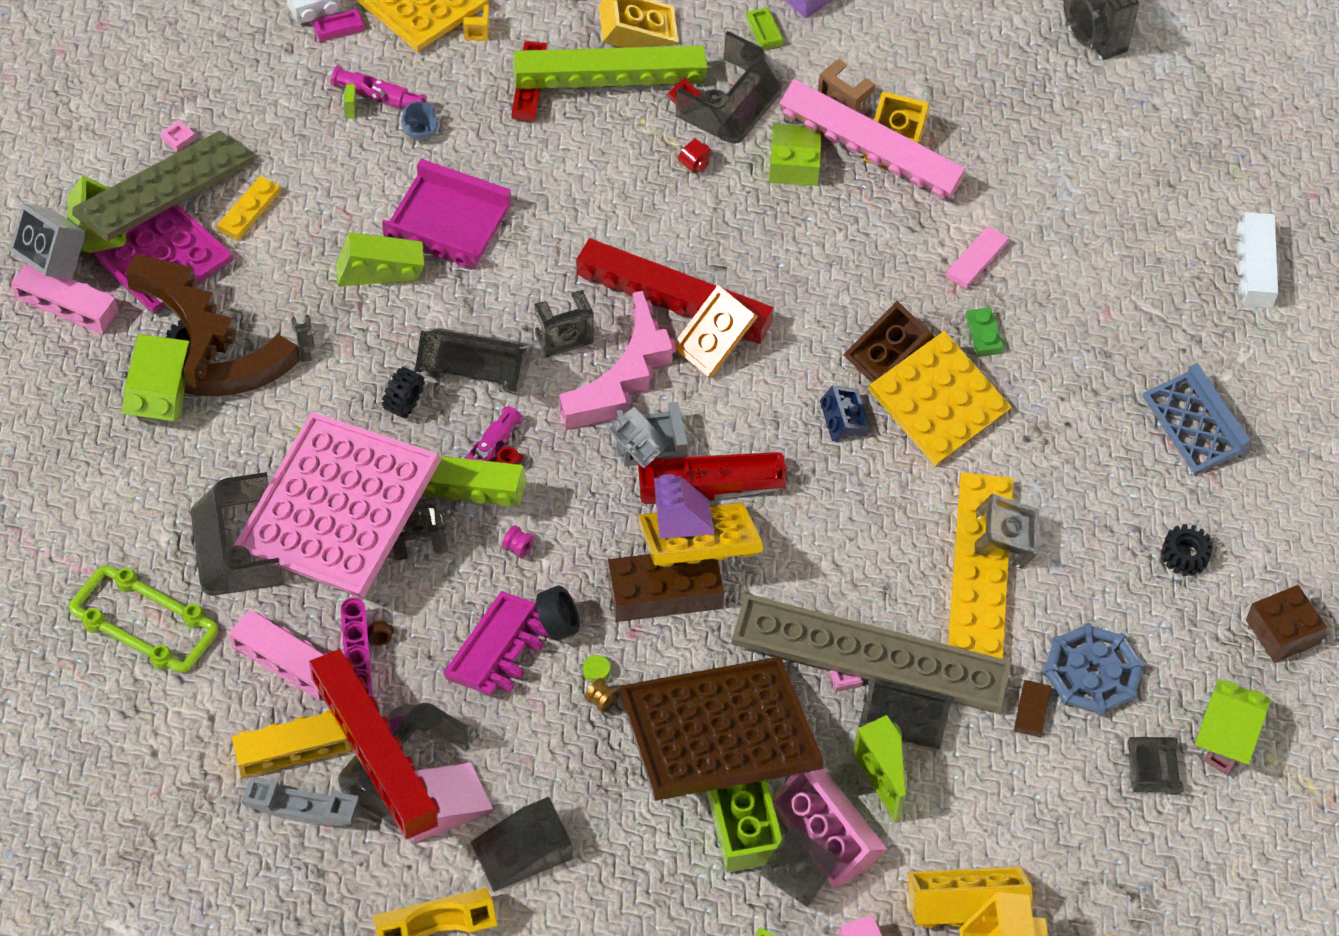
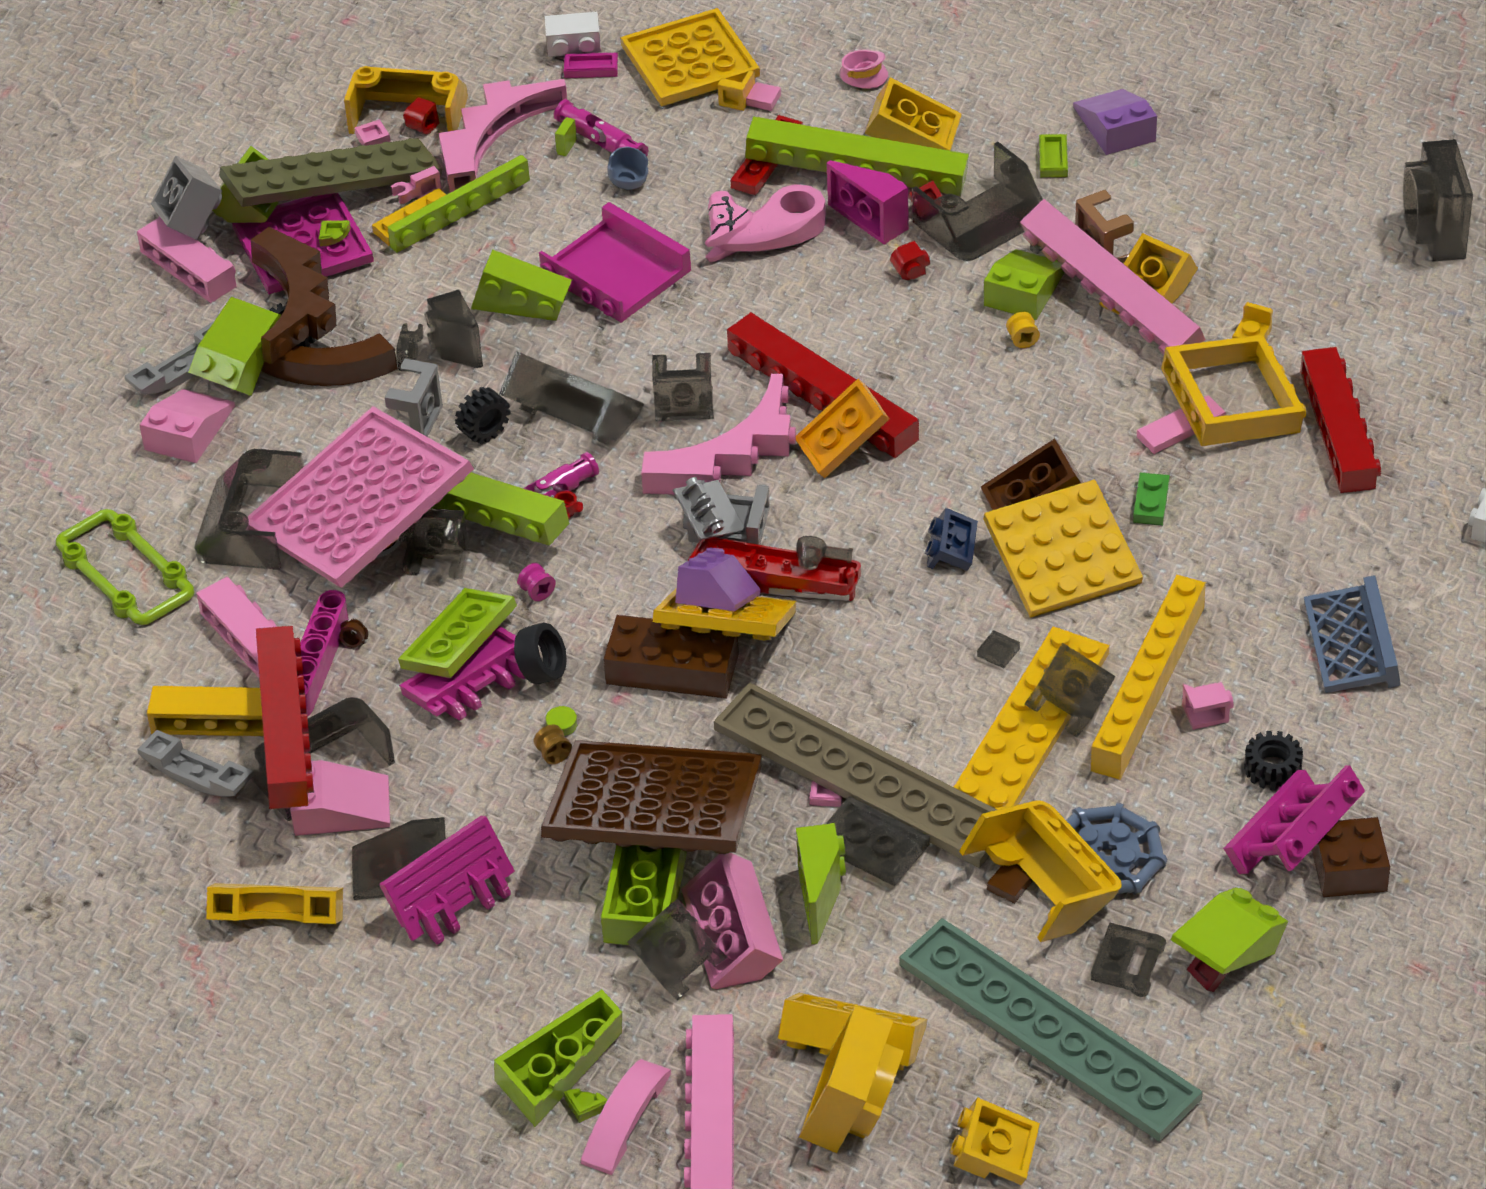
camera: 25 degrees right, 10 degrees down
(103, 408) = (168, 373): none -> light grey slope
(137, 462) = (184, 424): none -> bright pink slope
(189, 241) = (333, 232): none -> lime tile
(191, 83) = (405, 86): none -> yellow windscreen
(214, 108) = (421, 116): none -> red plate
(245, 177) = (420, 185): none -> bright pink plate
(282, 86) = (483, 124): none -> bright pink arch
(285, 188) = (458, 203): none -> lime plate
(340, 393) = (423, 401): none -> light grey panel
(342, 315) = (453, 329): none -> clear smoke slope
(474, 610) = (457, 632): none -> lime plate
(500, 24) = (763, 96): none -> bright pink tile
(562, 152) = (769, 227): none -> bright pink animal
(572, 858) = (442, 880): none -> dark pink hinge
(639, 107) = (869, 199): none -> dark pink slope
(741, 454) = (812, 550): none -> clear smoke bar
(815, 200) = (1022, 330): none -> yellow wheel
(925, 504) = (998, 649): none -> clear smoke tile
(986, 239) = (1234, 427): none -> yellow window
(995, 154) = (1255, 321): none -> yellow bracket
(1059, 501) = (1147, 677): none -> yellow brick
(1069, 696) = (1052, 857): none -> yellow windscreen
(1101, 224) = (1339, 420): none -> red brick
(1113, 513) = (1207, 704): none -> bright pink window
(1123, 847) = (1051, 1029): none -> sand green plate
(1218, 592) = (1294, 820): none -> dark pink fence

